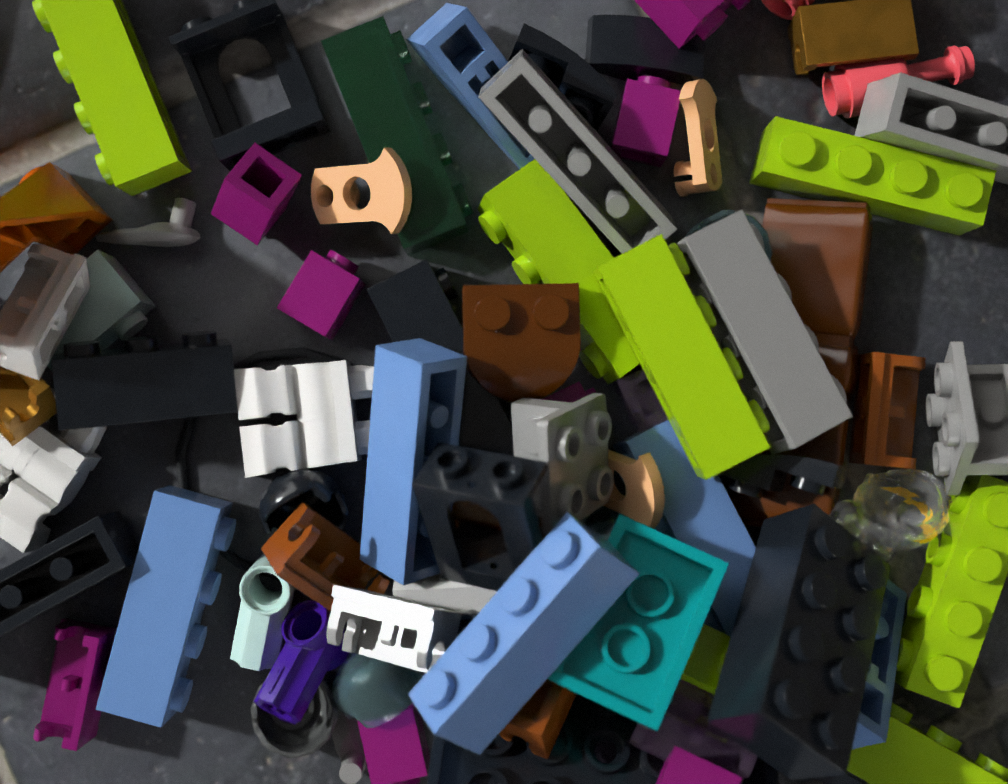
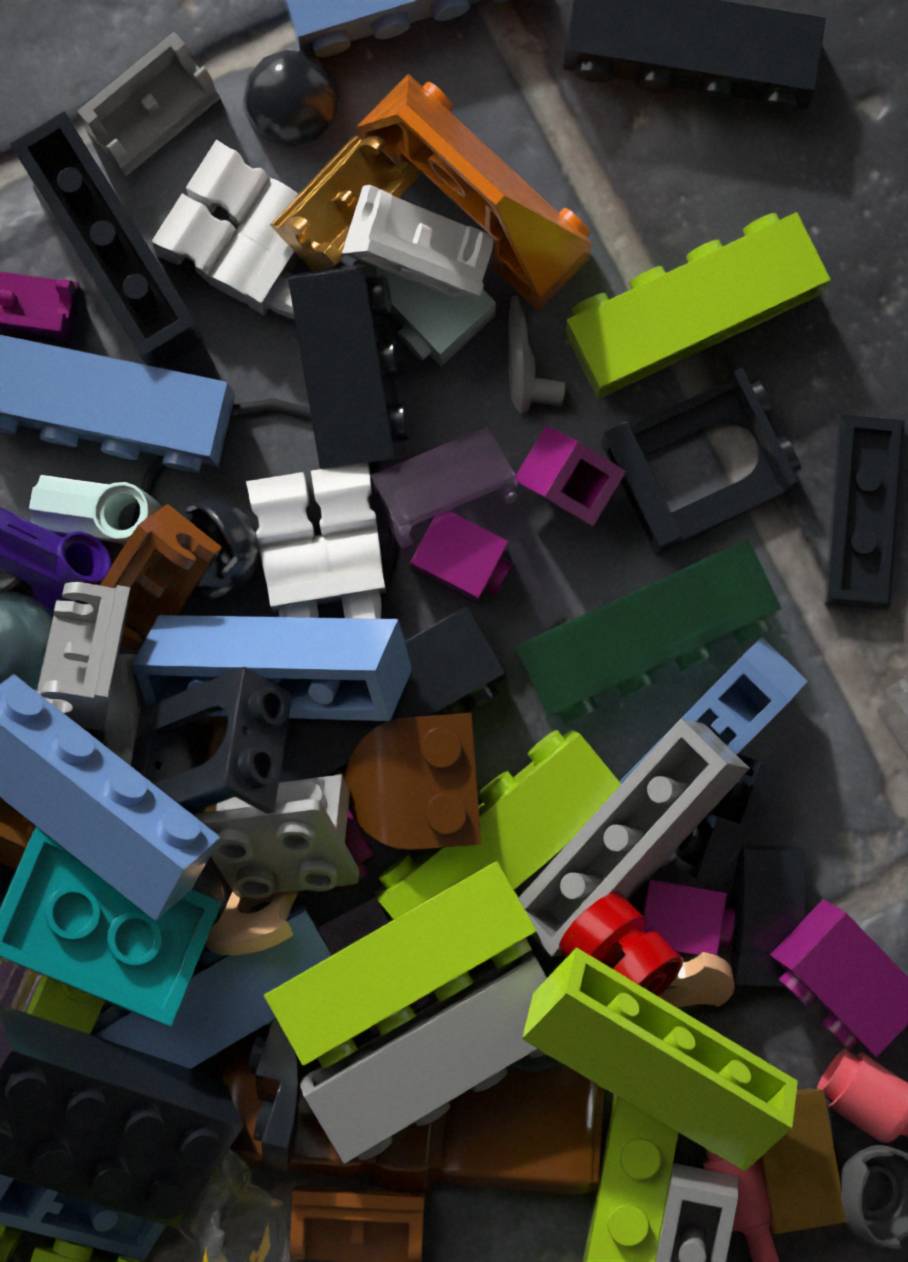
camera: 90 degrees right, 5 degrees down
(255, 305) = (442, 481): none -> clear purple hinge
(337, 195) = (578, 567): light nougat piece -> none
(663, 180) = (616, 937): none -> red wheel
(778, 132) = (661, 1060): none -> lime brick

